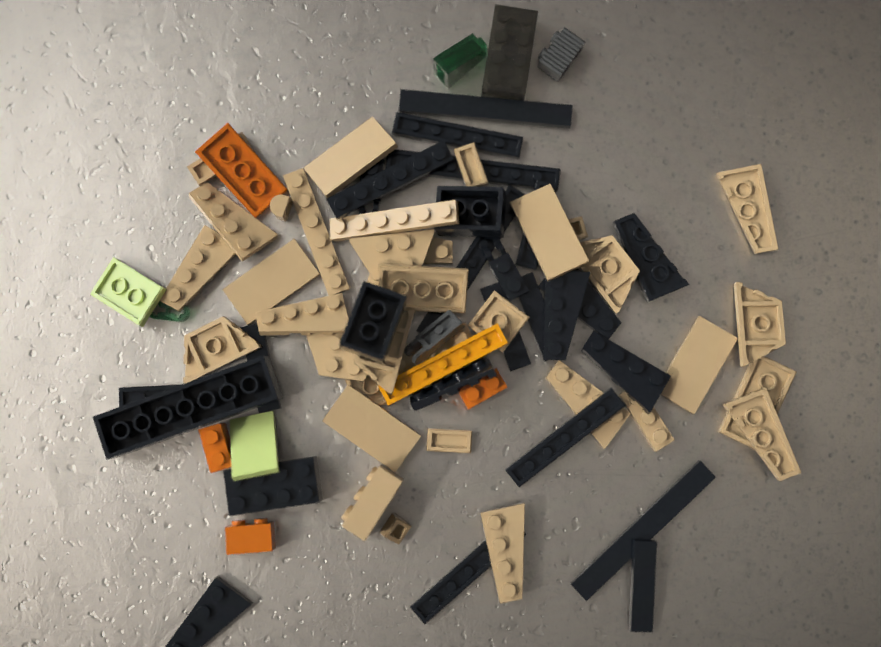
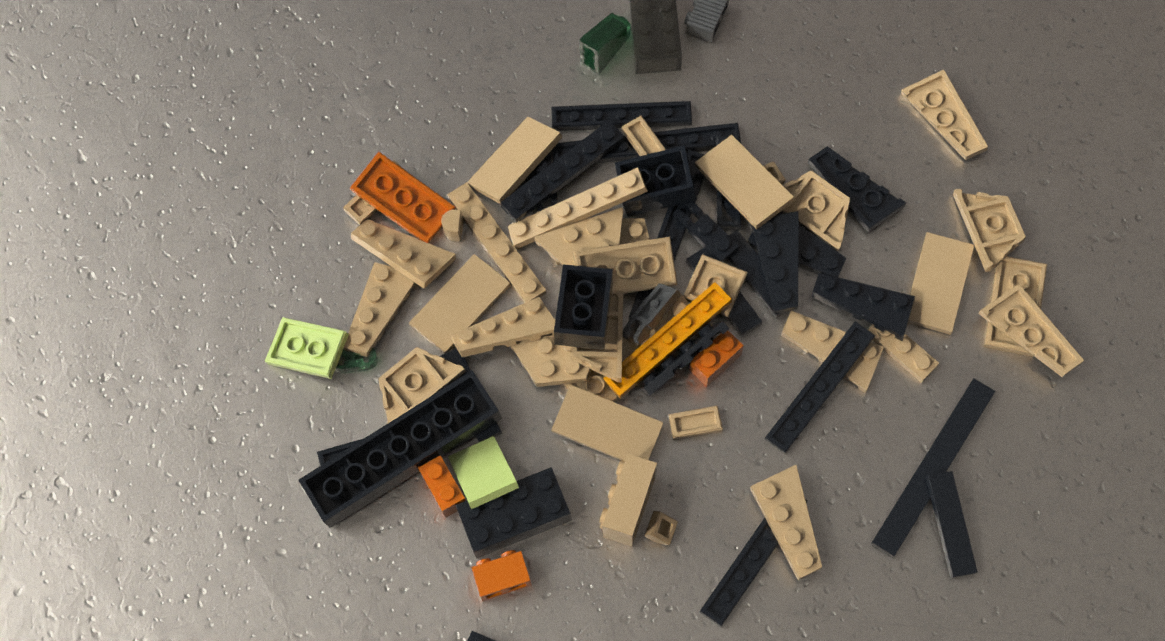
camera: 10 degrees left, 15 degrees down
(485, 108) = (644, 83): black tile -> none

